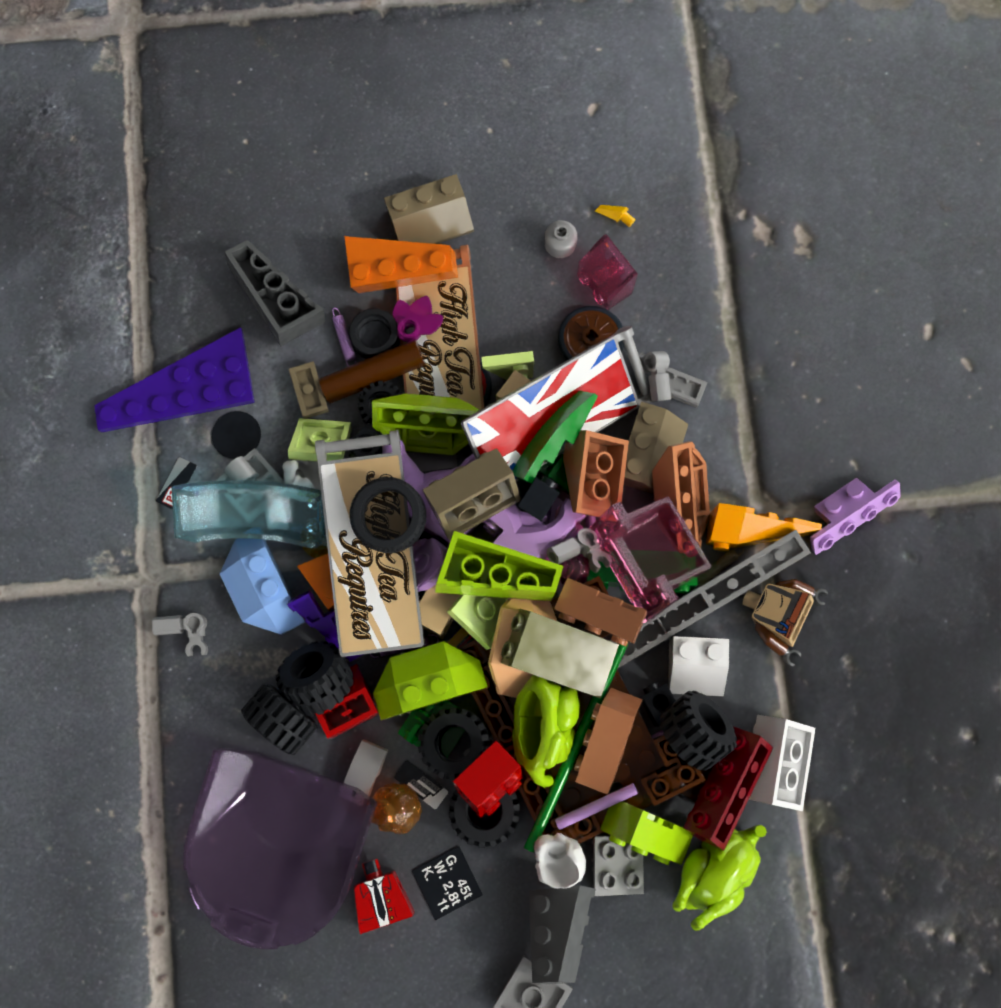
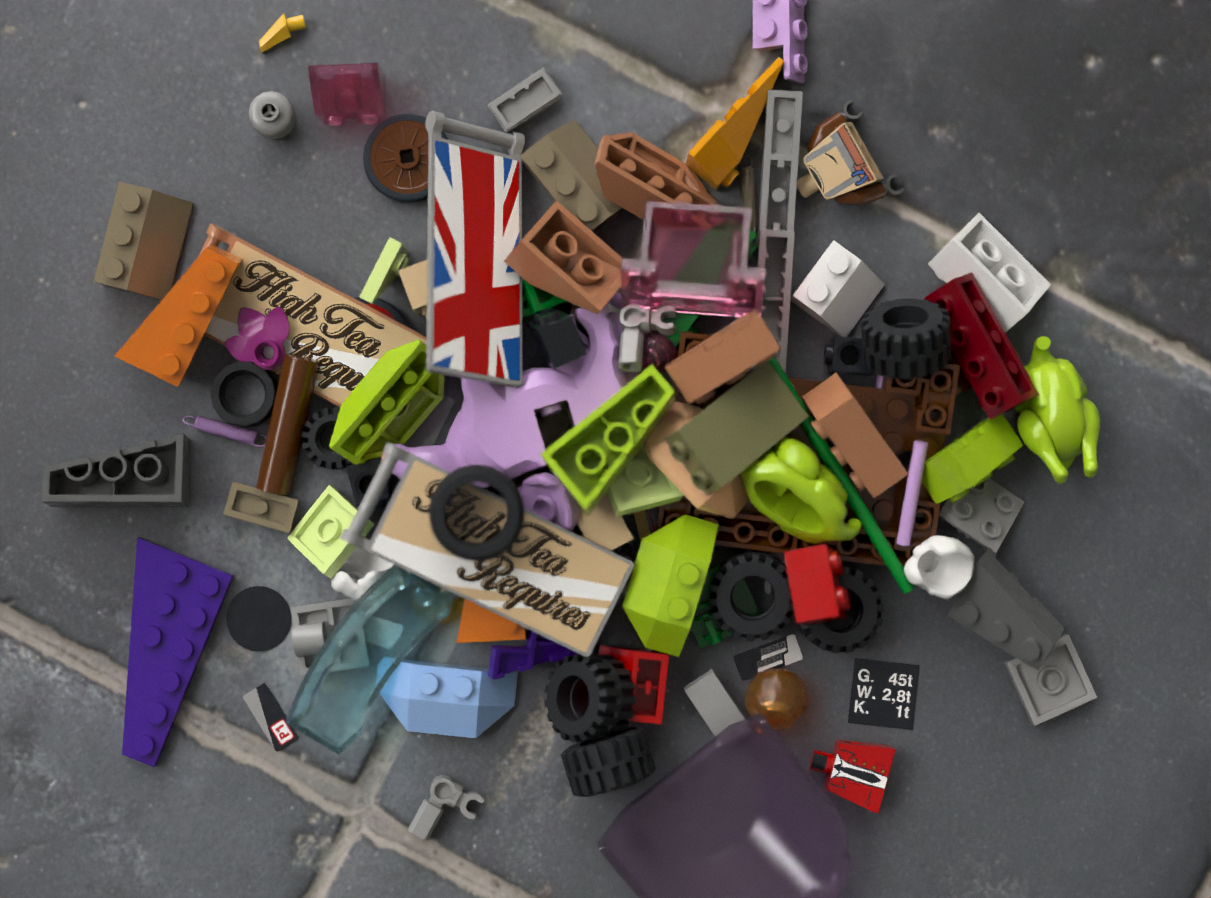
camera: 55 degrees left, 10 degrees up
(472, 493) = (510, 408): dark tan slope -> none
(560, 428) = (497, 267): green slope -> none
(657, 363) = (489, 110): light grey bar -> none

